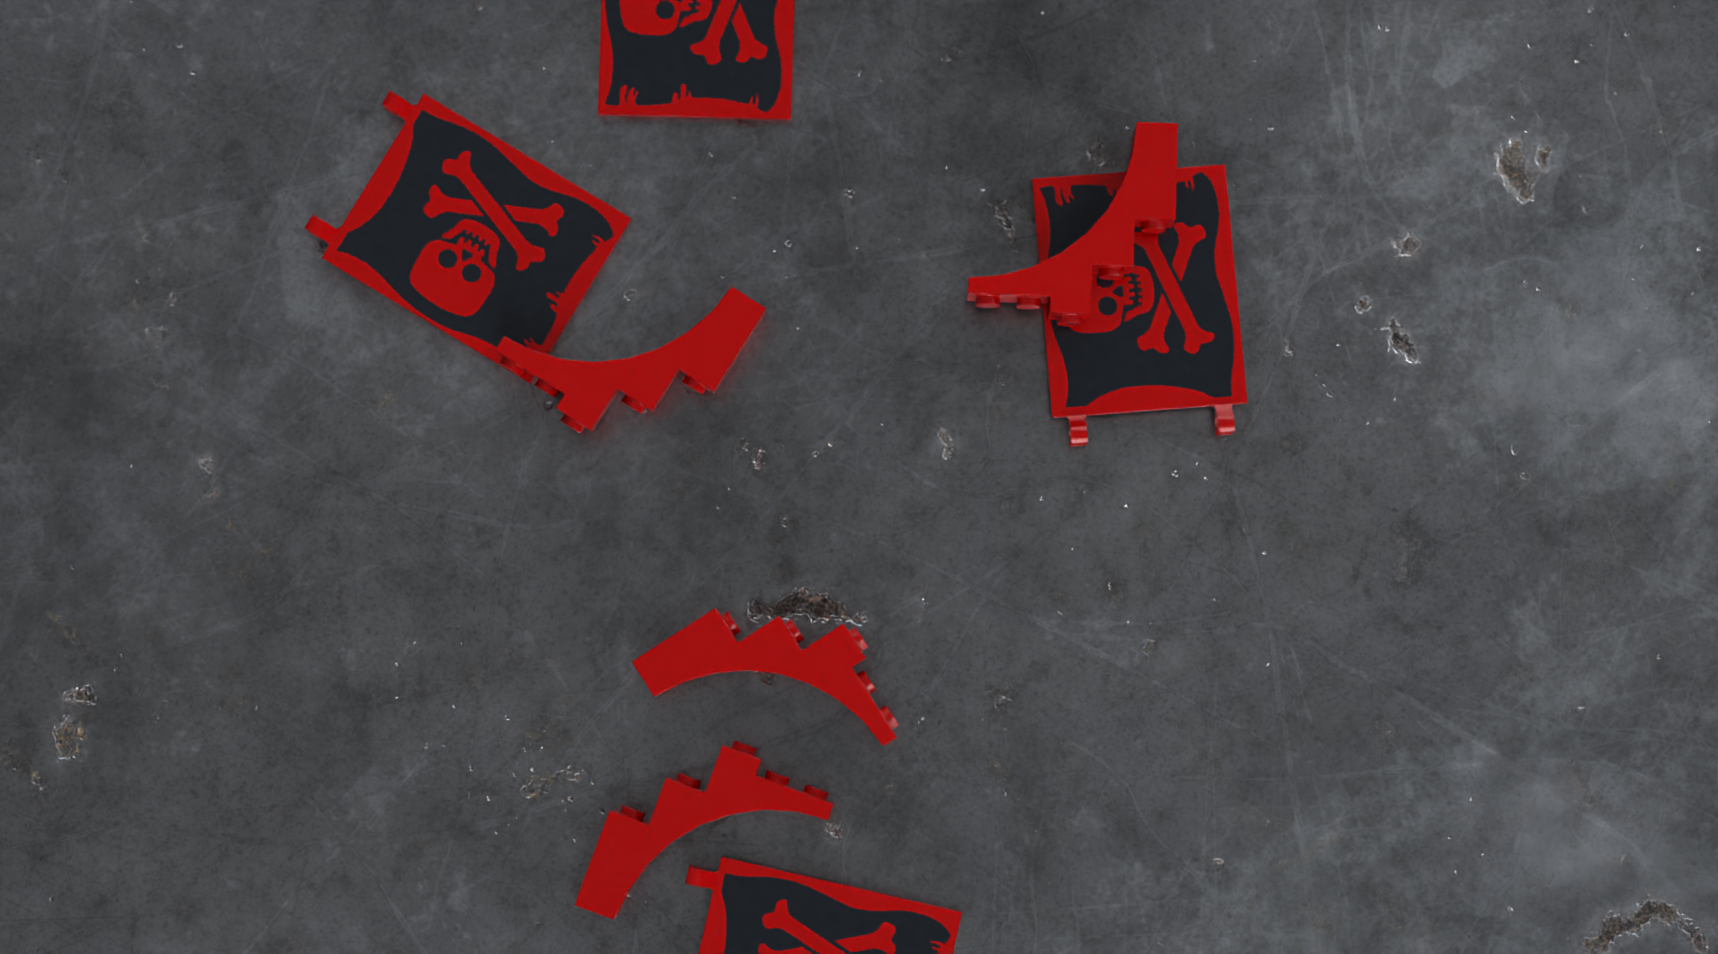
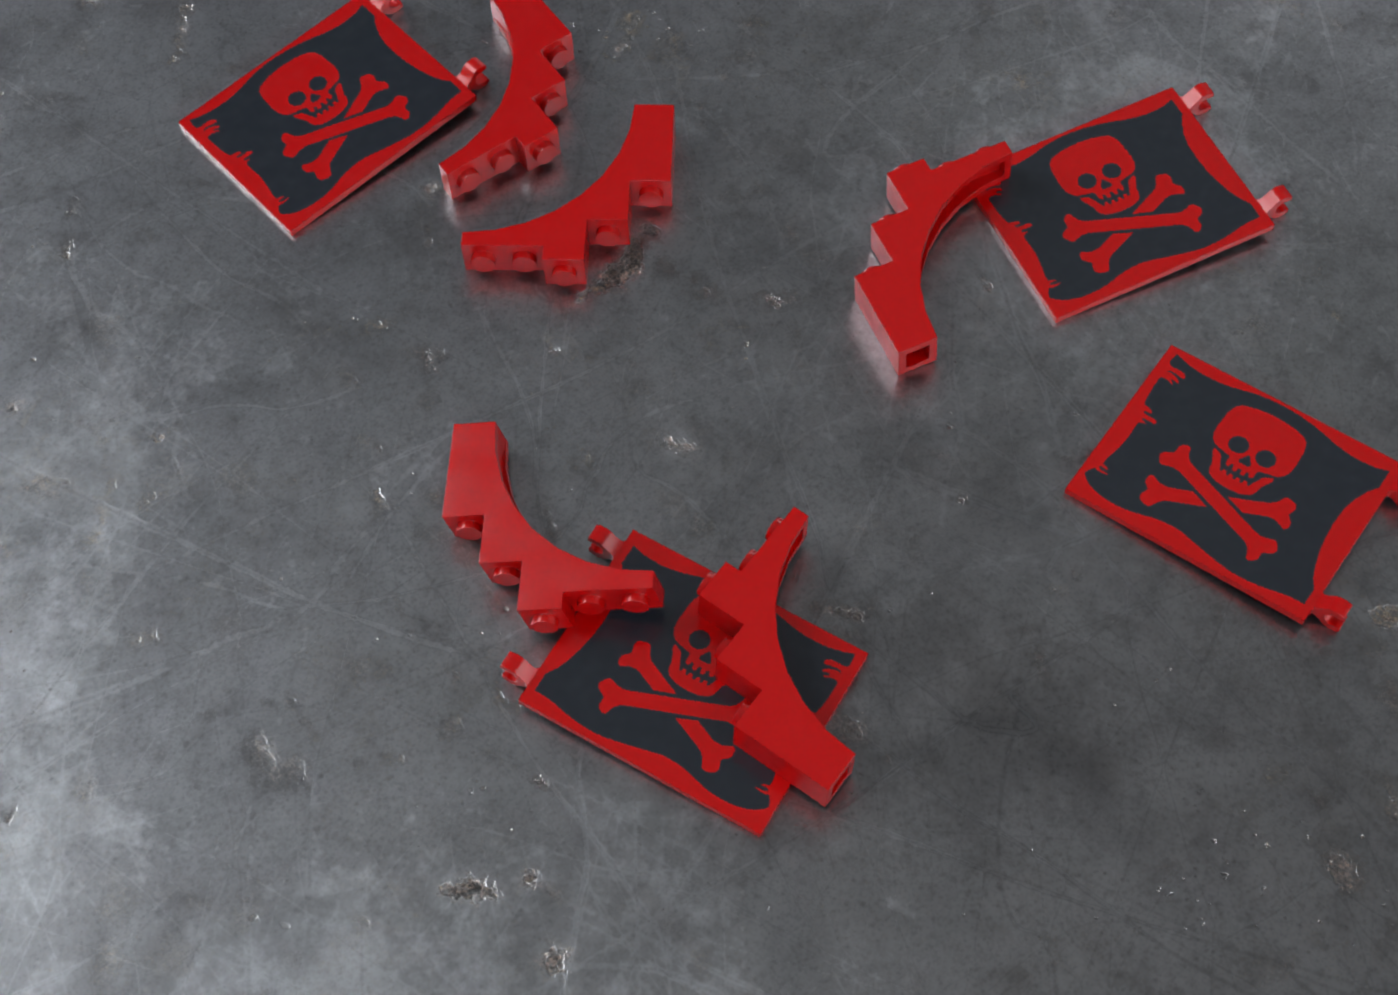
camera: 125 degrees right, 25 degrees down
(1145, 436) = (551, 580): none -> red arch

